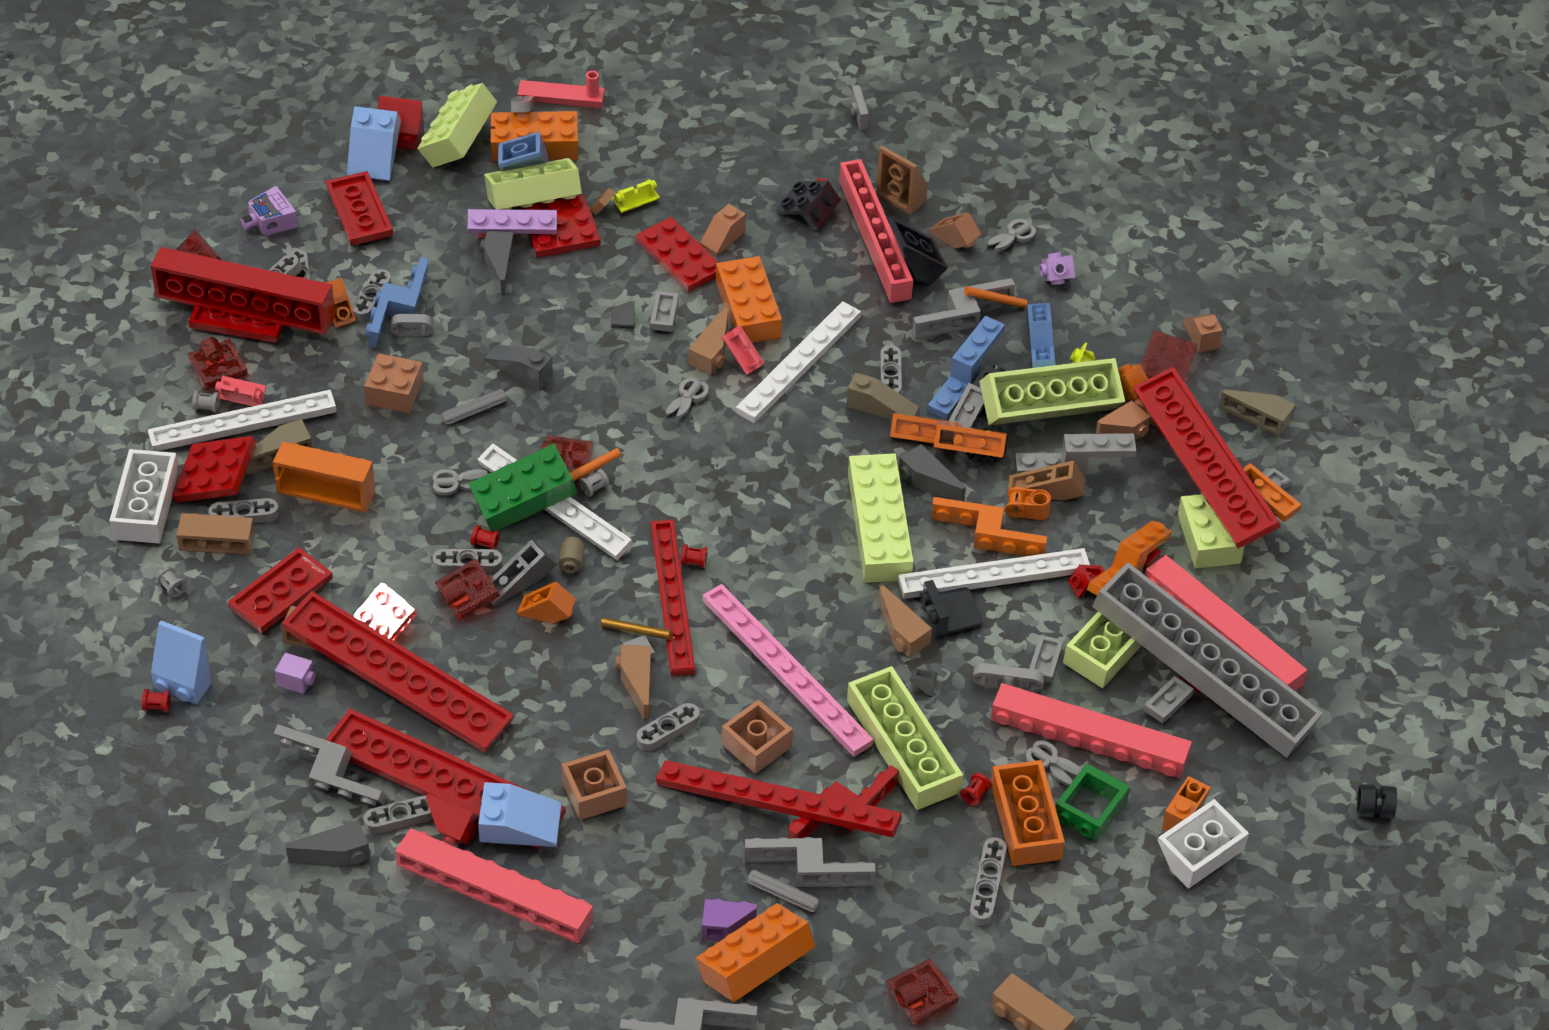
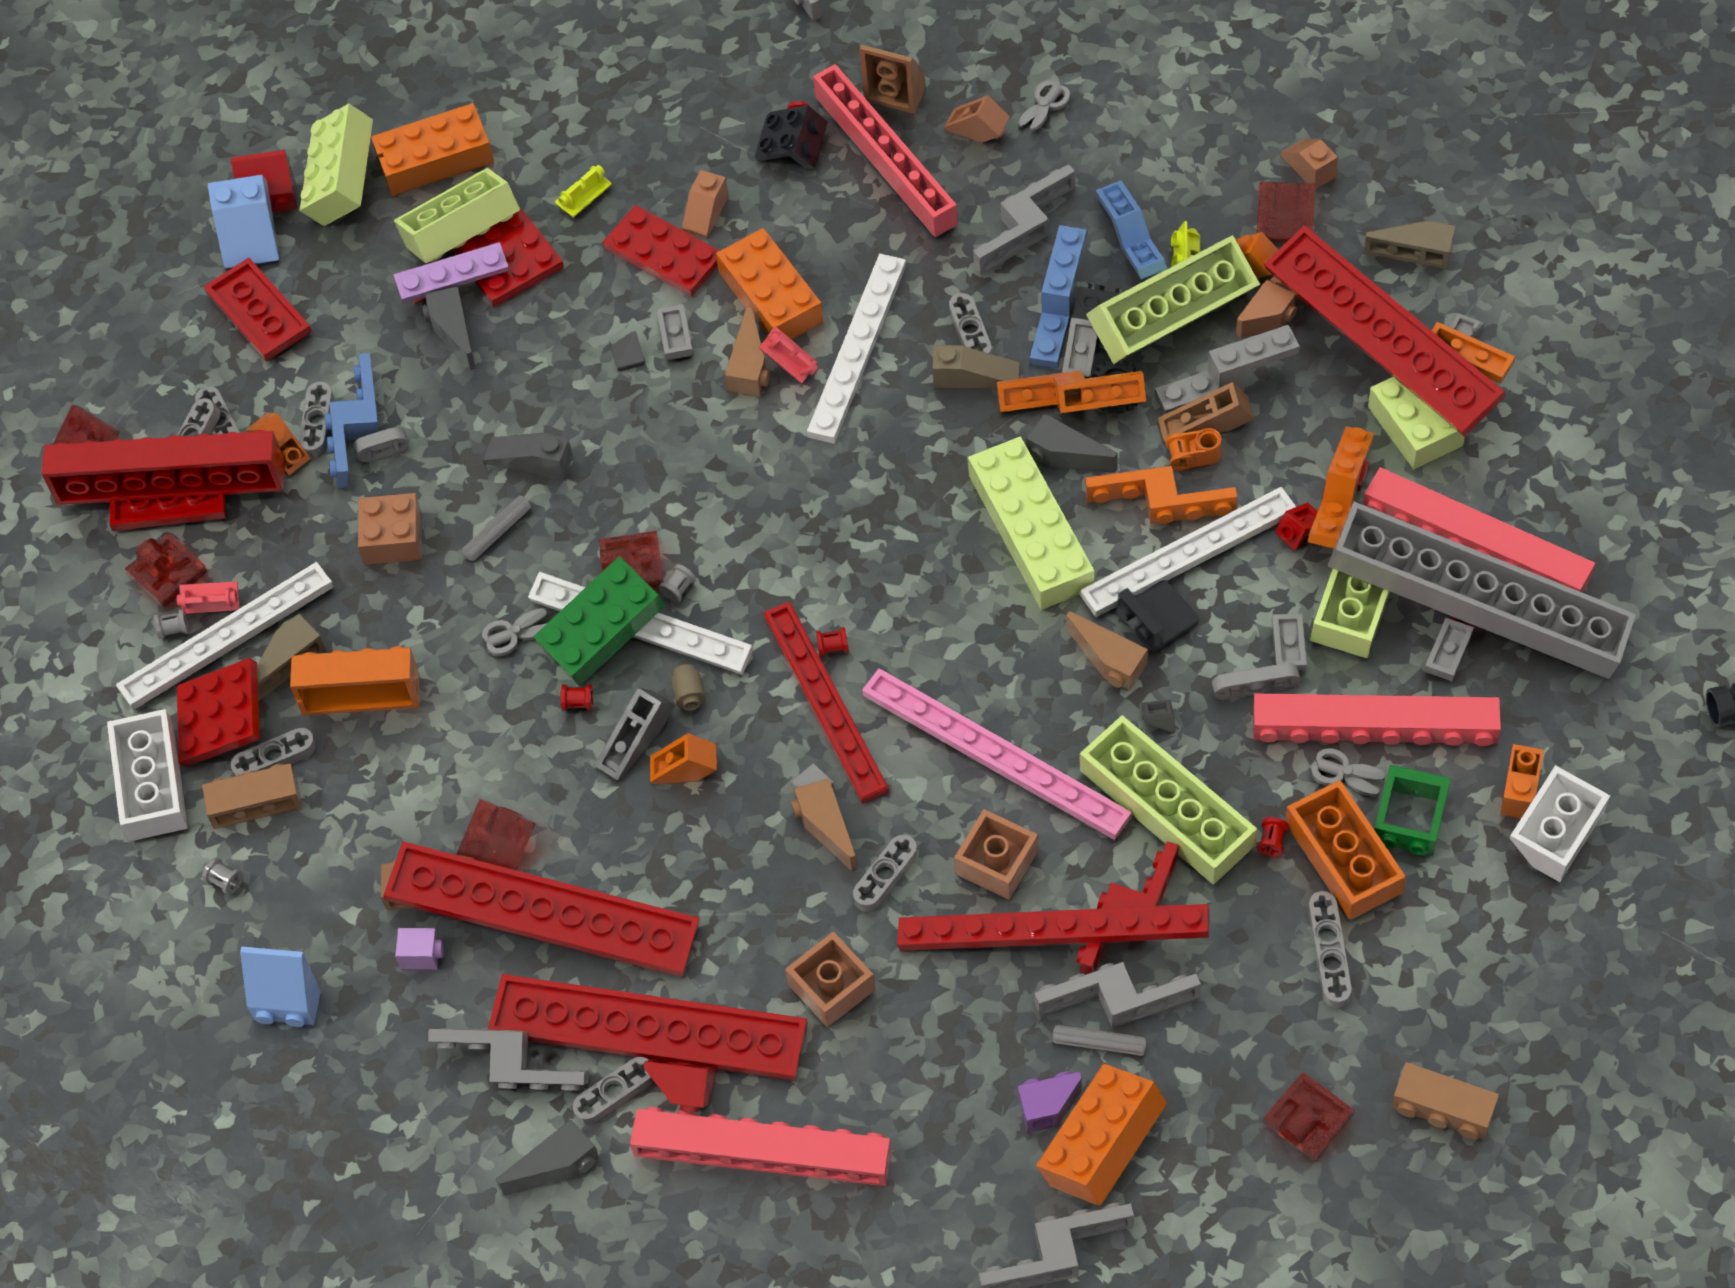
camera: 10 degrees left, 10 degrees up
(156, 700) = (265, 1039): red bush -> none
(270, 213) = (152, 349): lavender torso -> none
(279, 589) = (357, 844): red plate -> none
(460, 554) = (543, 731): light grey beam -> none
(467, 589) = (581, 772): clear red plate -> none
(518, 816) = (759, 1052): light blue slope -> none
(522, 104) = (403, 113): light grey beam -> none
(522, 152) = (428, 177): medium blue slope -> none
(566, 94) = (444, 81): coral piece -> none
(595, 464) = (672, 561): orange bar -> none
(602, 201) = (546, 210): medium nougat tile -> none
(636, 628) = (800, 757): pearl gold bar -> none
(688, 396) = (743, 442): light grey piece -> none
(919, 252) = (948, 165): black slope -> none
(996, 297) = (1056, 194): orange bar -> none
(1064, 266) = (1115, 133): lavender brick -> none

